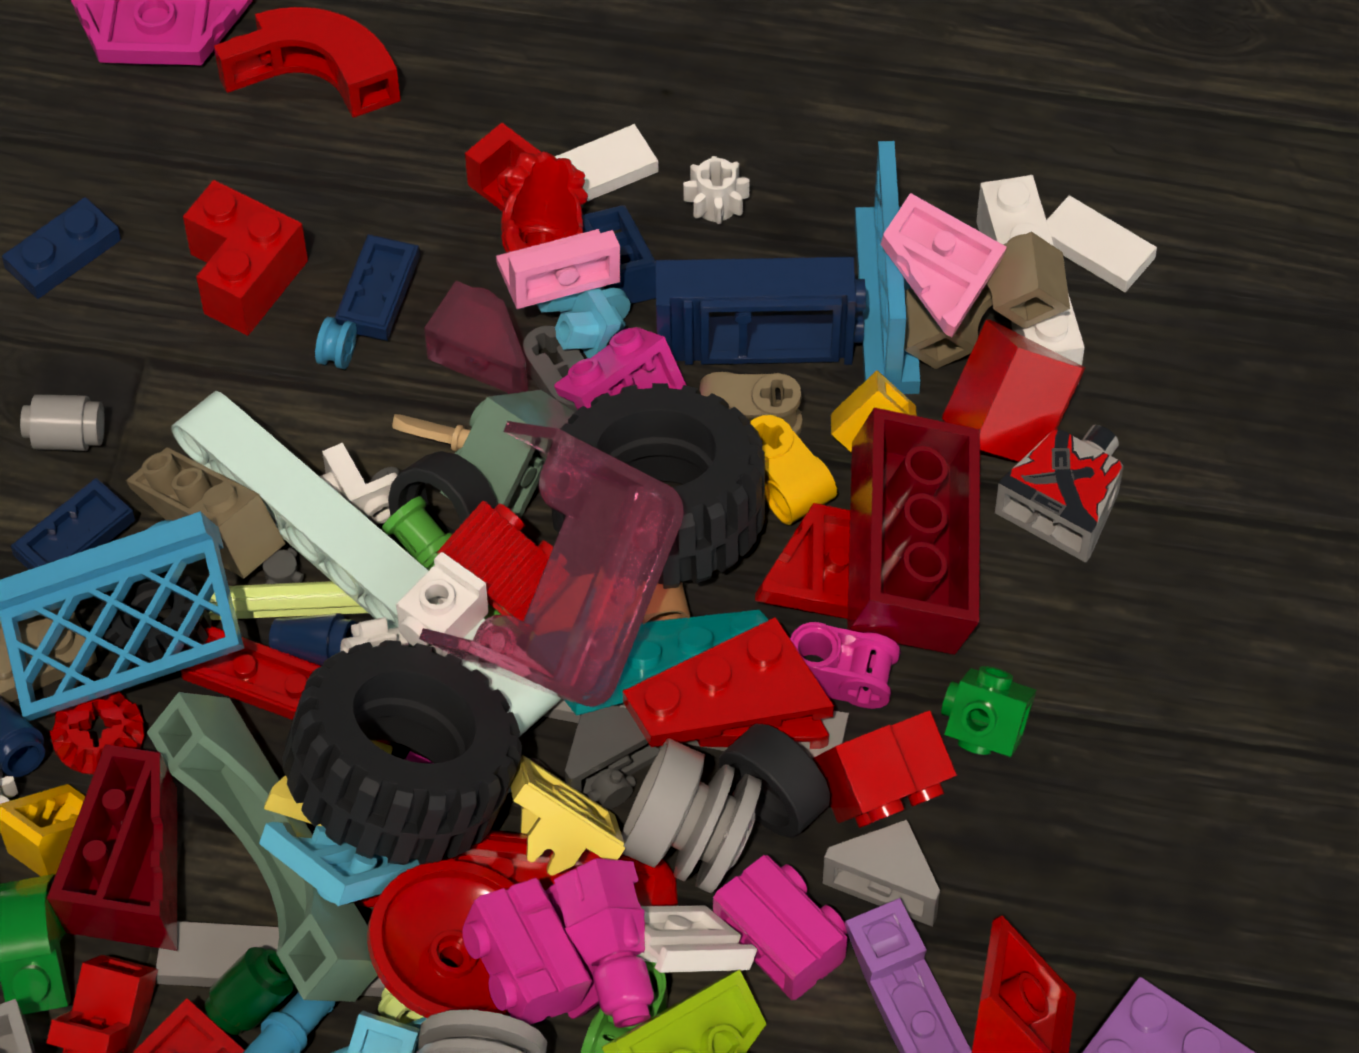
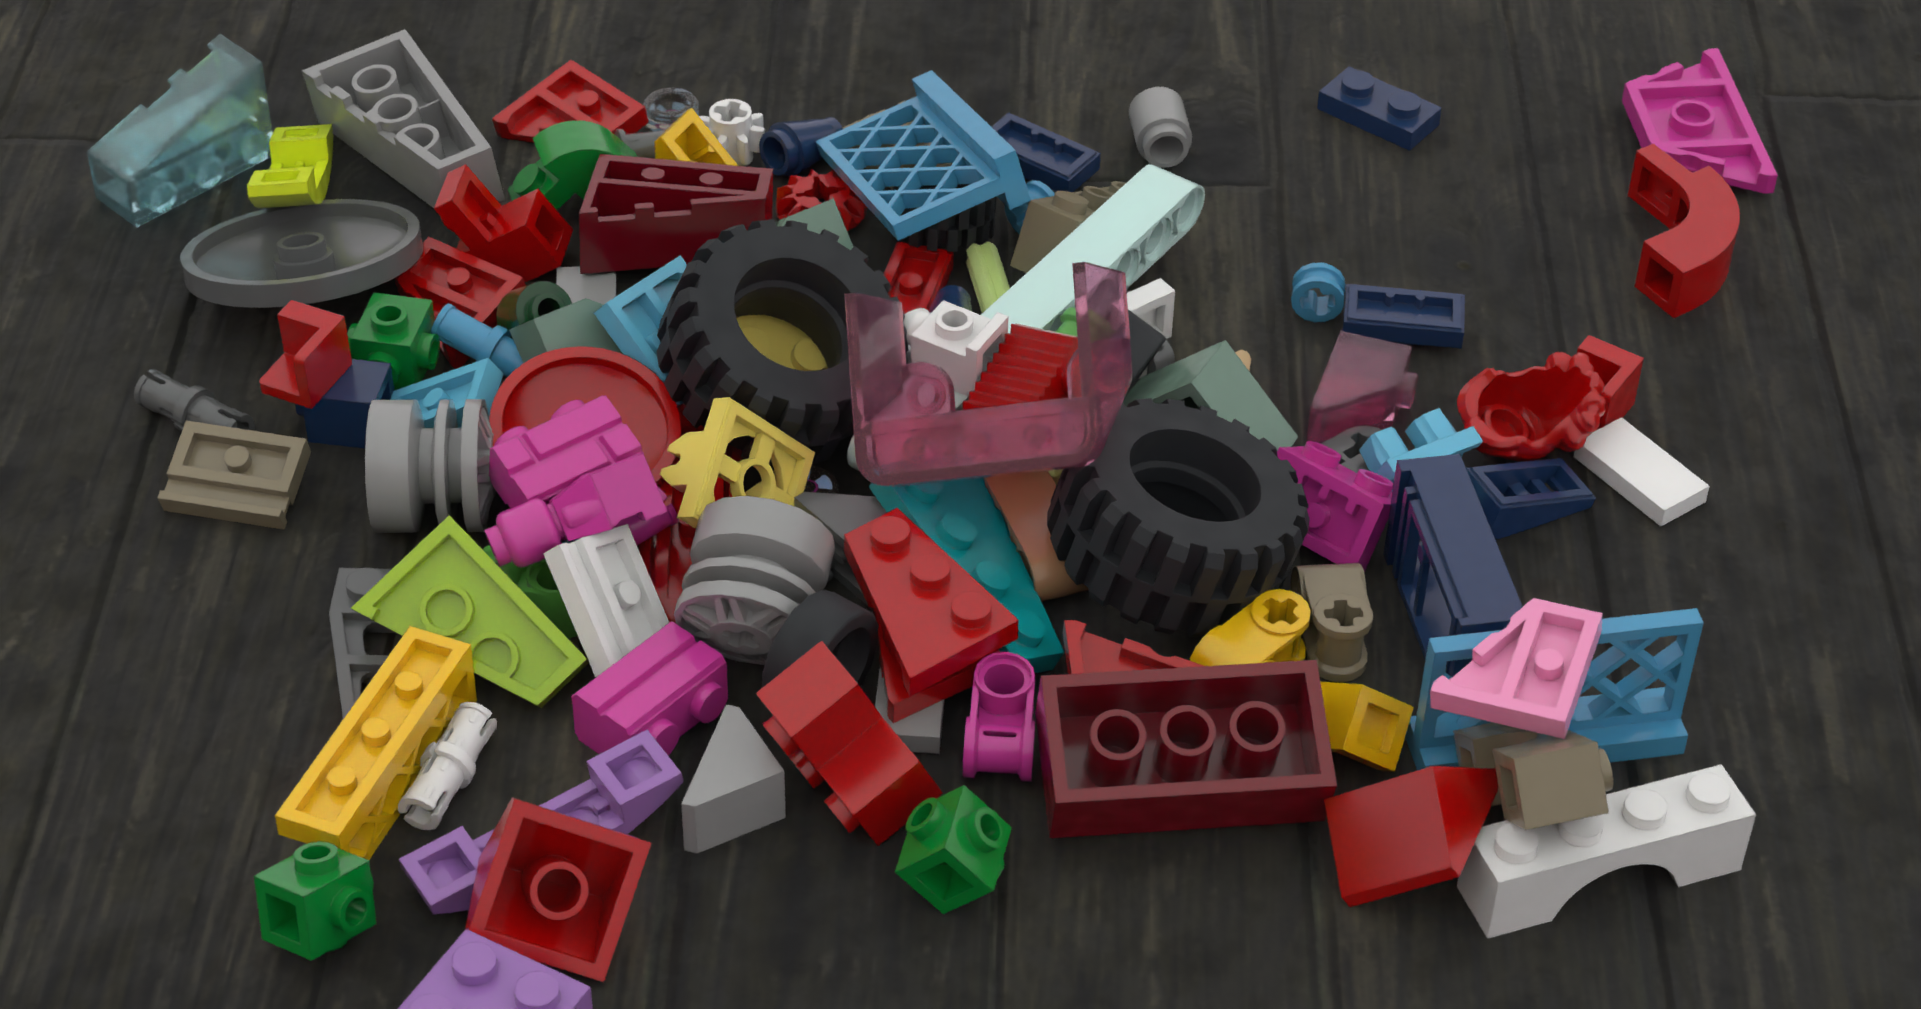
camera: 80 degrees right, 15 degrees down
(248, 255) = (1400, 217): red brick -> none
(561, 267) = (1444, 405): bright pink panel -> none
(716, 189) = (1638, 558): white gear -> none
(1064, 489) = (1303, 913): torso -> none
(1099, 244) = (1710, 934): white tile -> none

